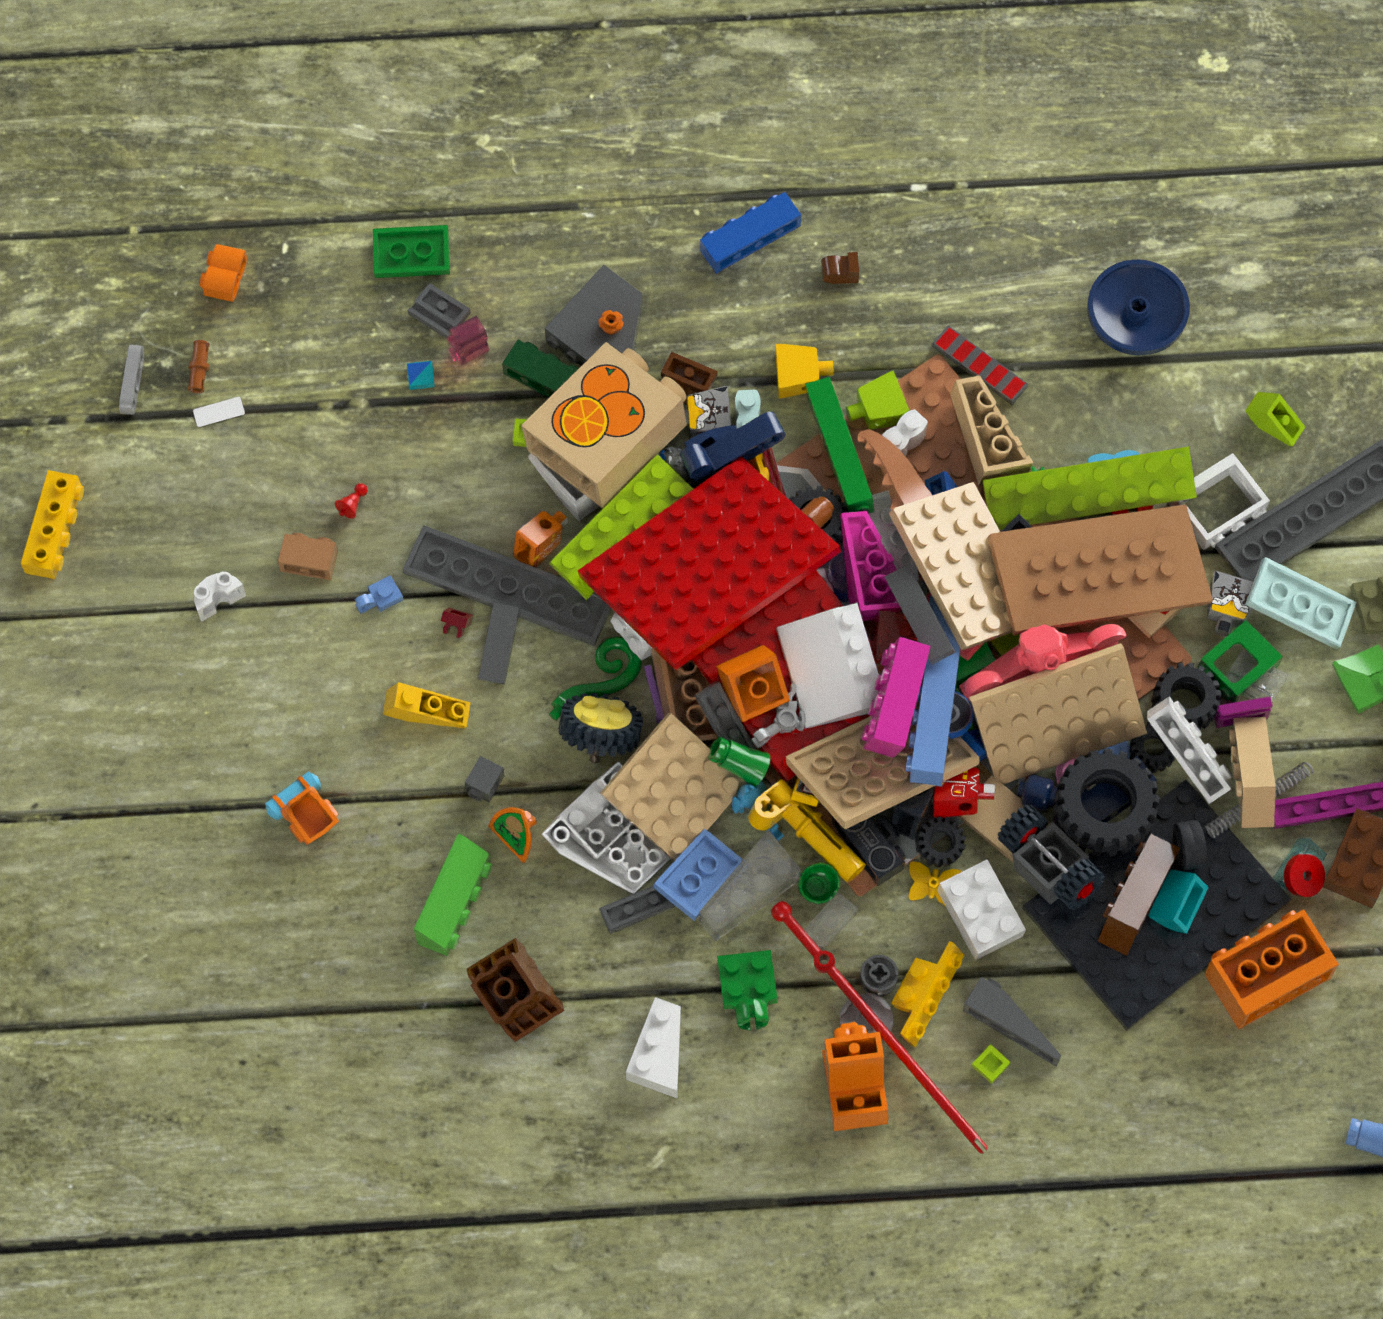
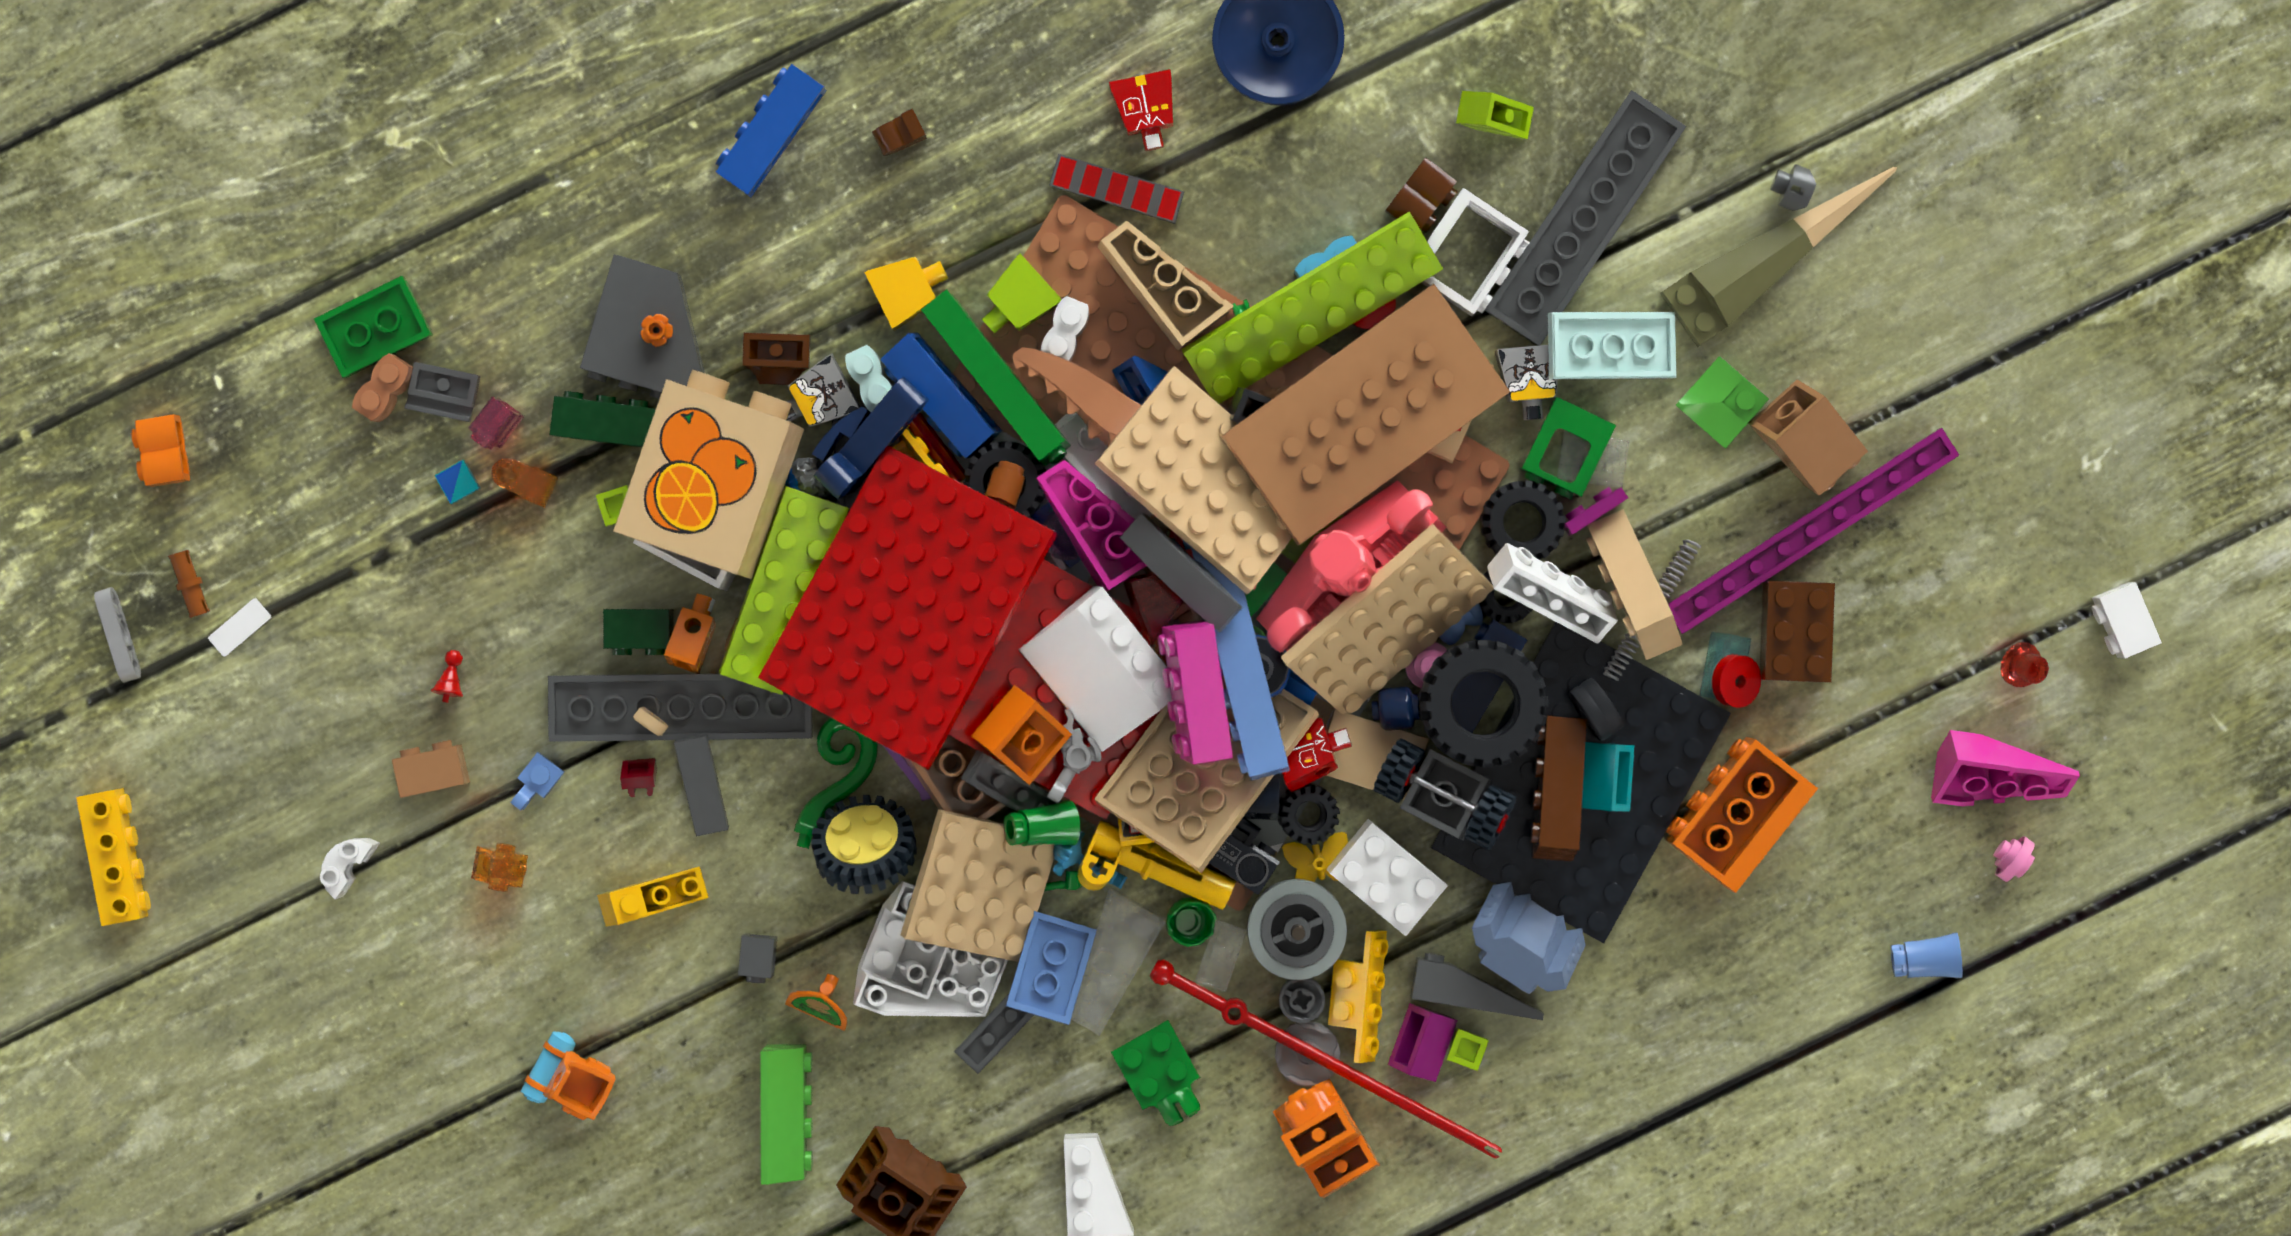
camera: 20 degrees left, 20 degrees up
(326, 639) = (499, 867): none -> clear orange brick
(395, 293) = (379, 396): none -> nougat brick
(471, 392) = (529, 483): none -> clear orange piece
(483, 579) = (650, 721): none -> tan tile
(500, 518) = (637, 630): none -> dark green brick
(741, 823) = (1070, 883): none -> green hand
(795, 449) = (949, 403): none -> blue brick
(897, 919) = (1297, 929): none -> wheel
(958, 1045) = (1422, 1042): none -> magenta brick
(1024, 316) = (1145, 105): none -> red torso
(1068, 993) = (1526, 941): none -> sand blue slope
(1205, 448) = (1423, 194): none -> reddish brown brick

